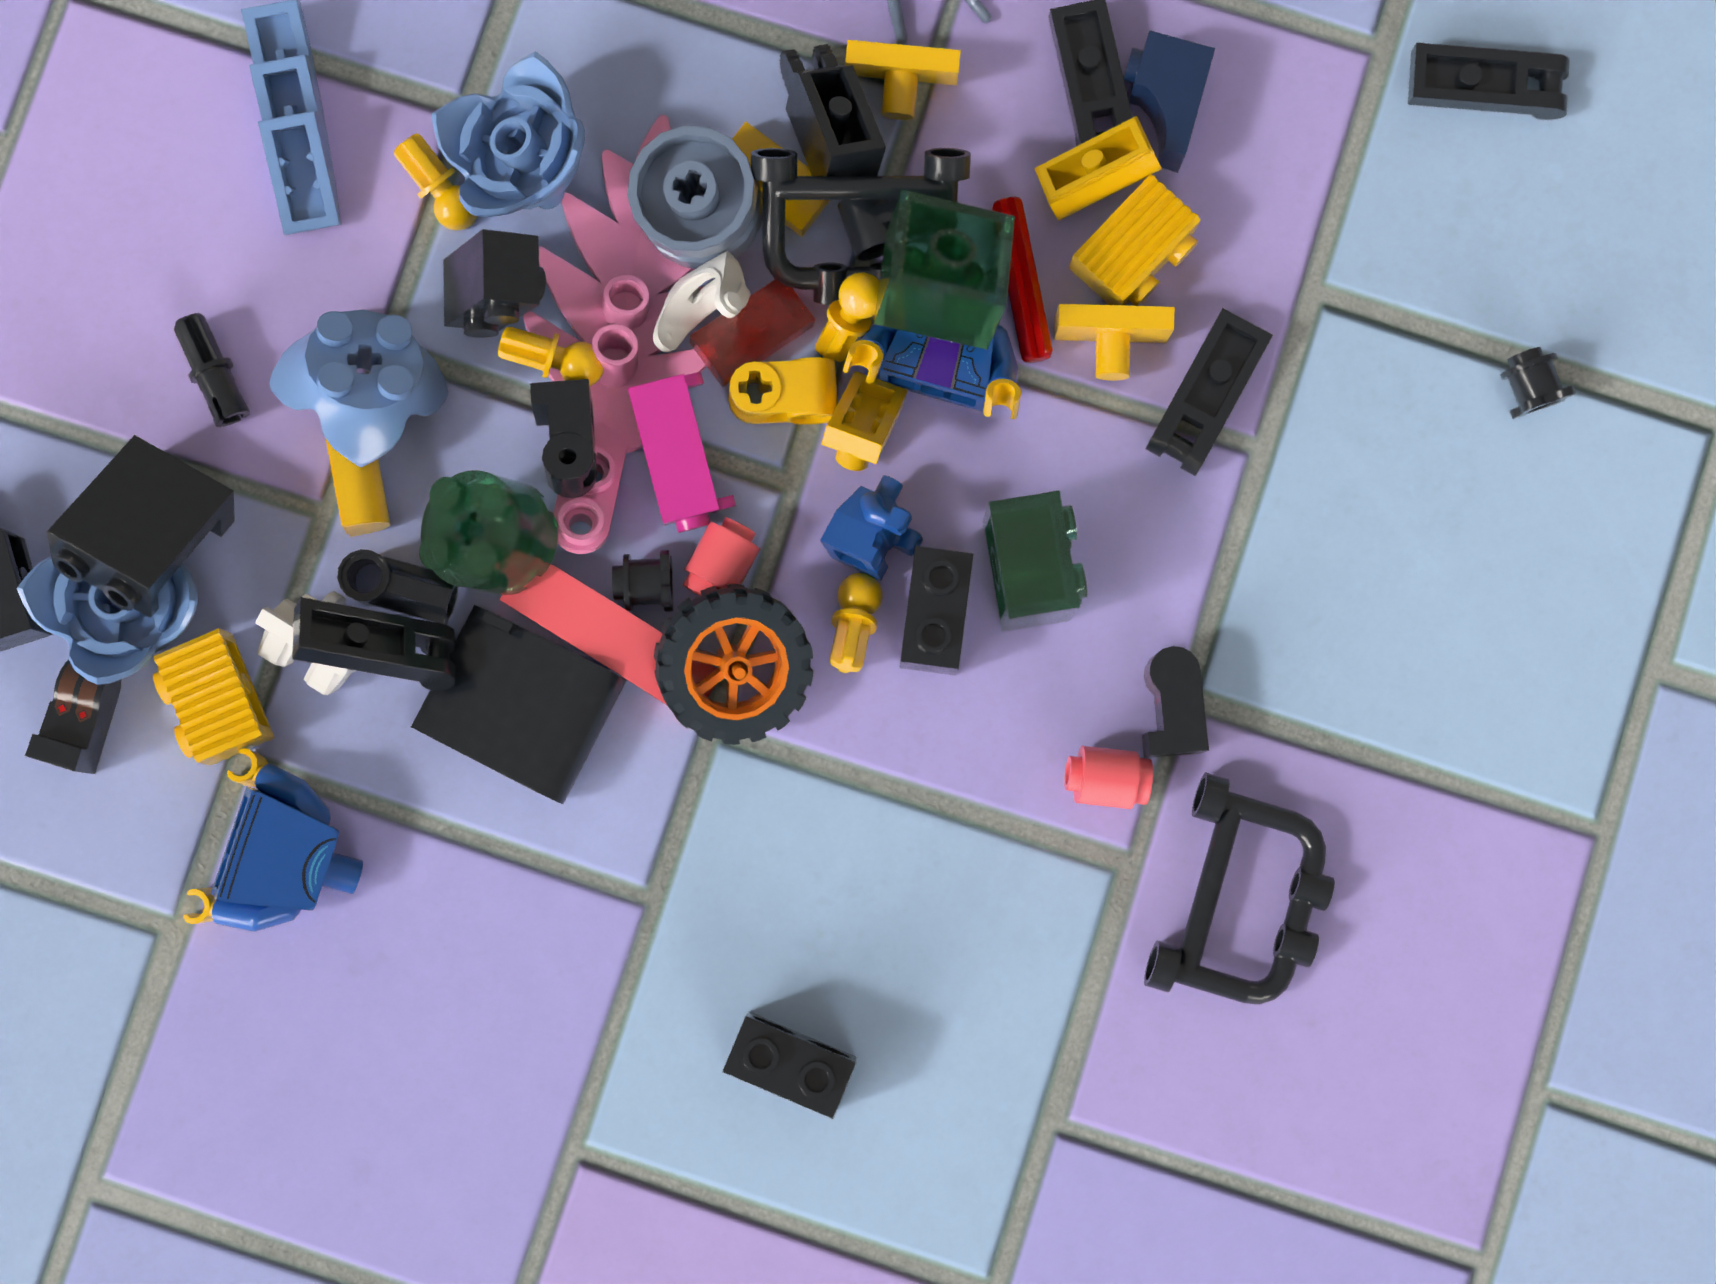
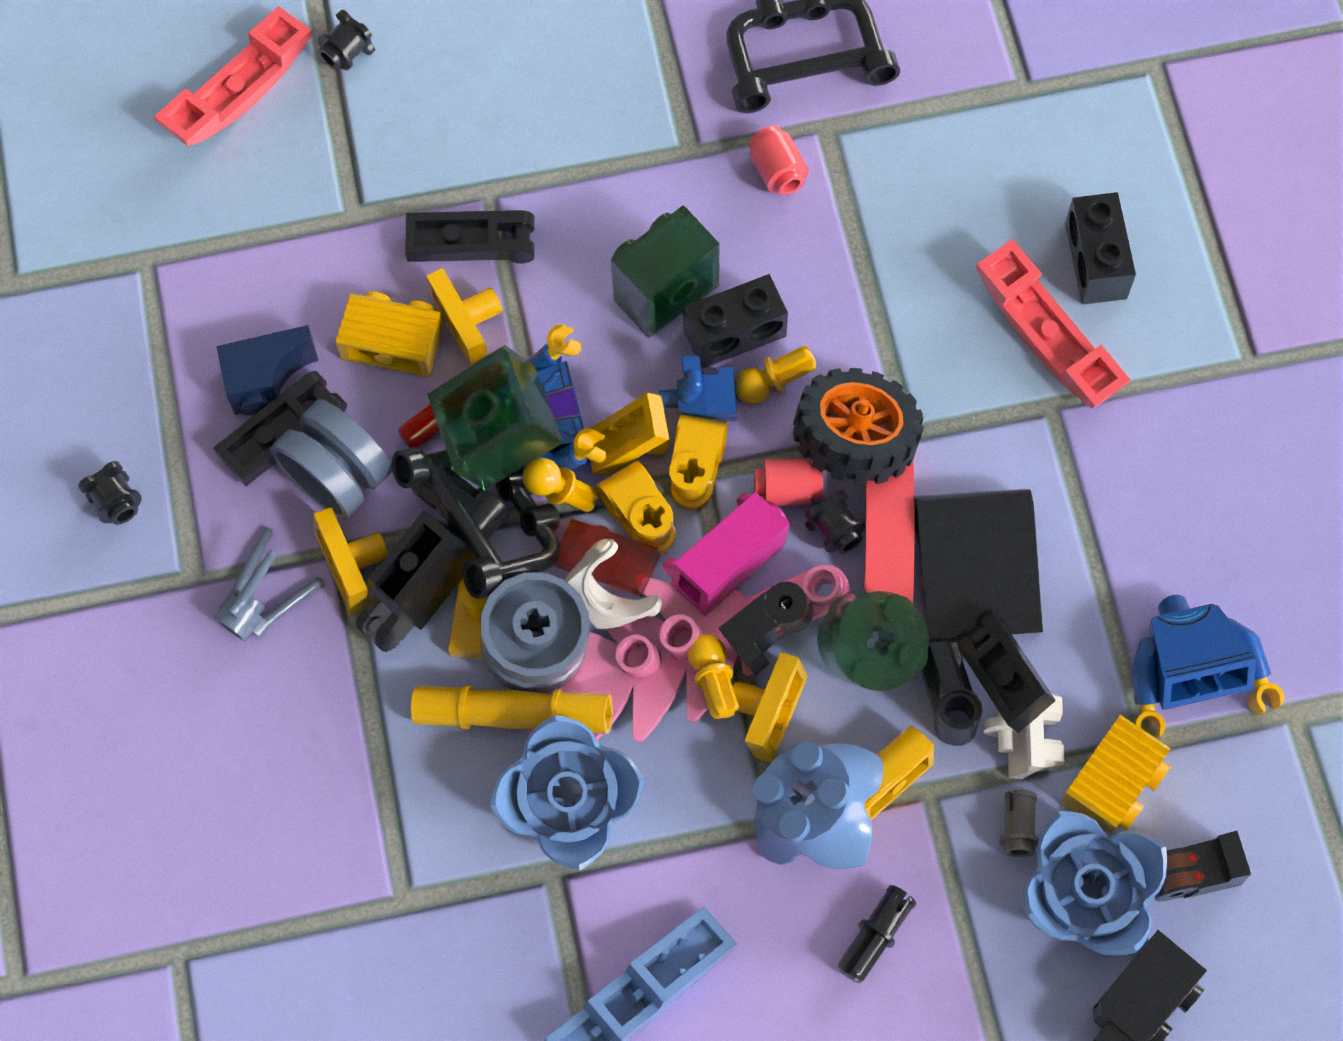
camera: 120 degrees left, 15 degrees down
(138, 525) = (1029, 890): black panel -> none
(229, 574) = (1019, 824): none -> dark grey pin
(433, 177) = (627, 849): yellow axle -> none
(492, 282) = (688, 742): black brick -> none
(493, 400) = (771, 706): none -> yellow tile
(669, 105) = (507, 708): none -> yellow piece
(731, 950) = (1046, 327): none -> coral slope
(812, 487) = (696, 455): none -> yellow piece
(1010, 96) = (332, 458): none -> sand blue wheel
(1097, 168) = (349, 382): yellow brick -> none
(1179, 704) = (703, 144): black leg -> none
(1488, 80) = (138, 177): black plate -> none
(1547, 240) = (239, 83): none -> coral slope

